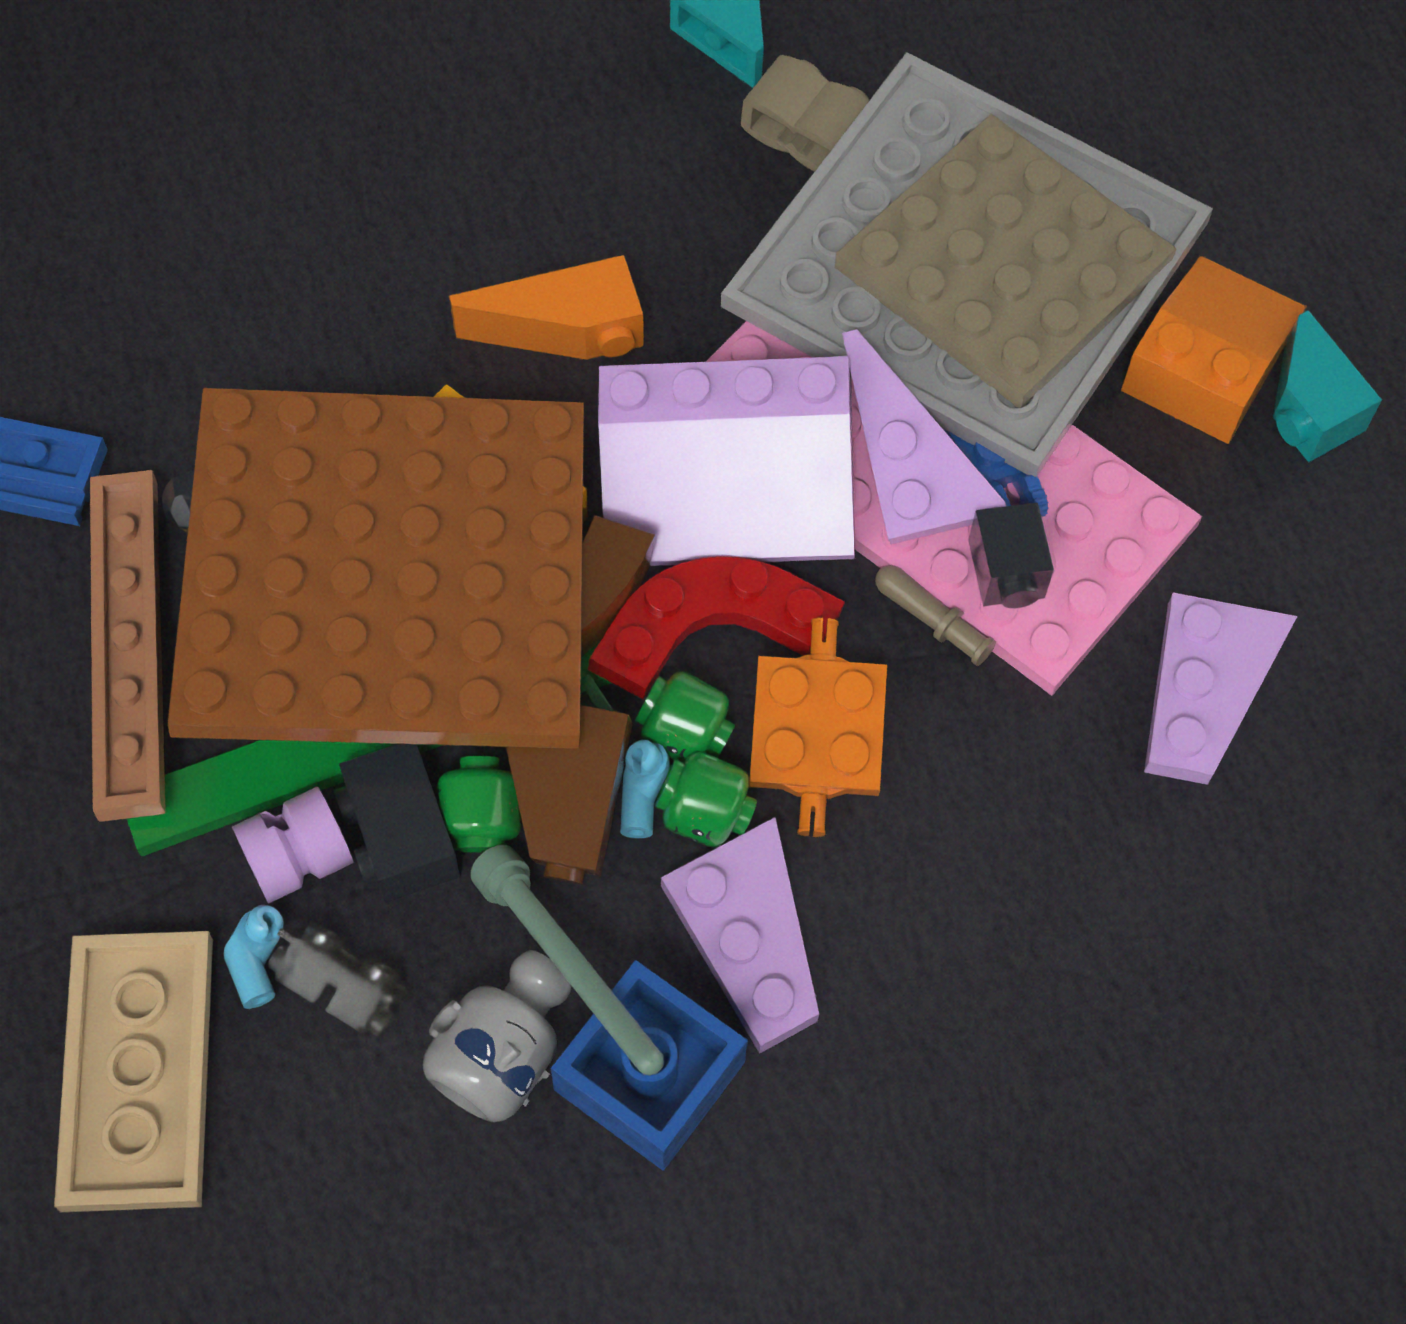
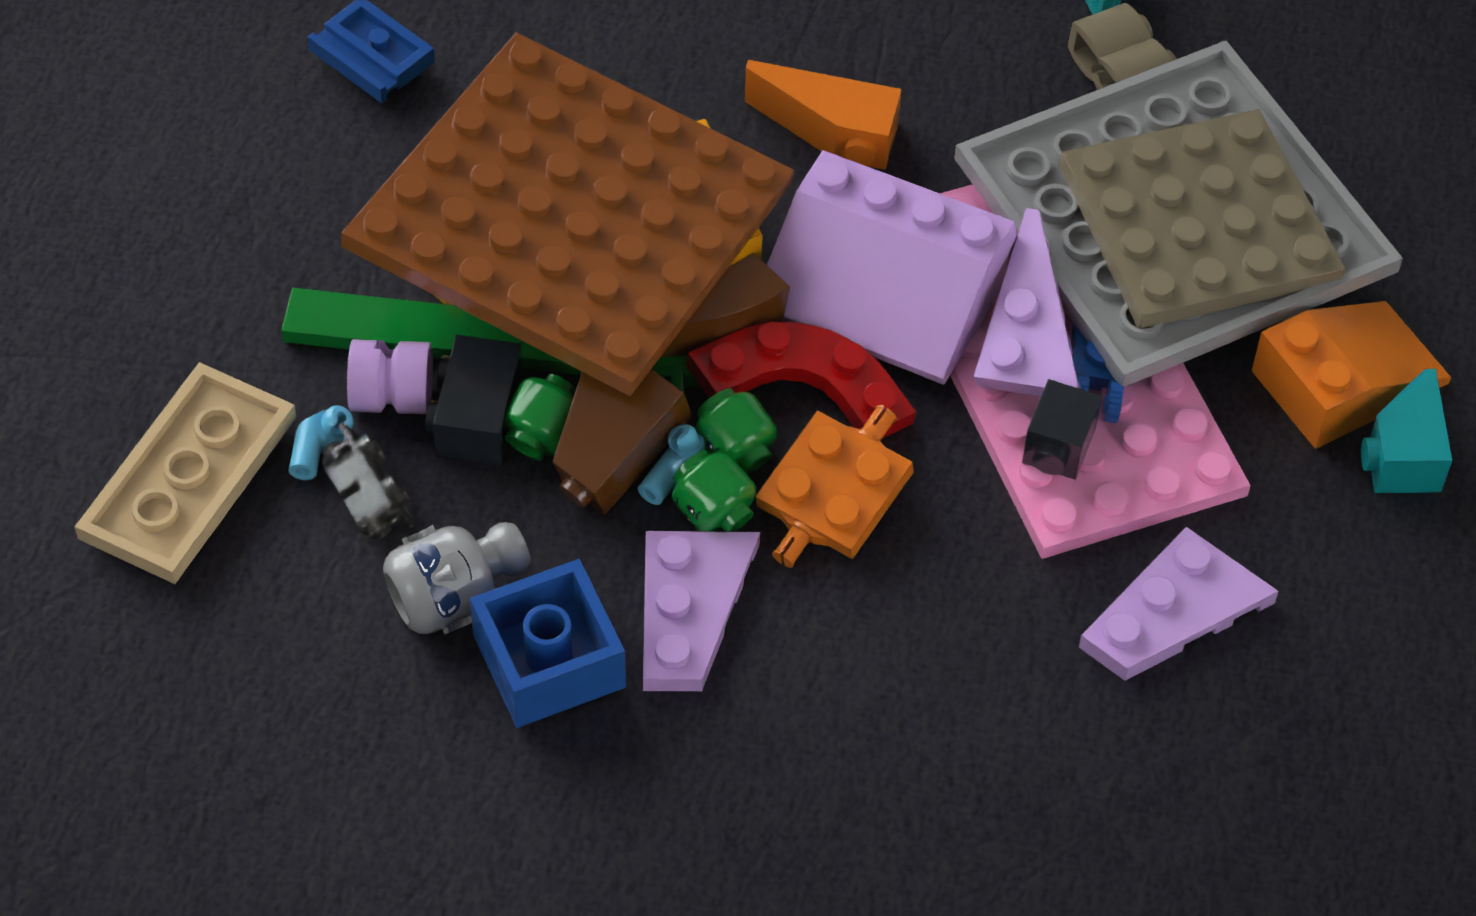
camera: 30 degrees right, 10 degrees down
(126, 647) = (315, 253): nougat plate -> none
(505, 880) = (528, 476): sand green piece -> none
(922, 604) = (987, 463): dark tan piece -> none

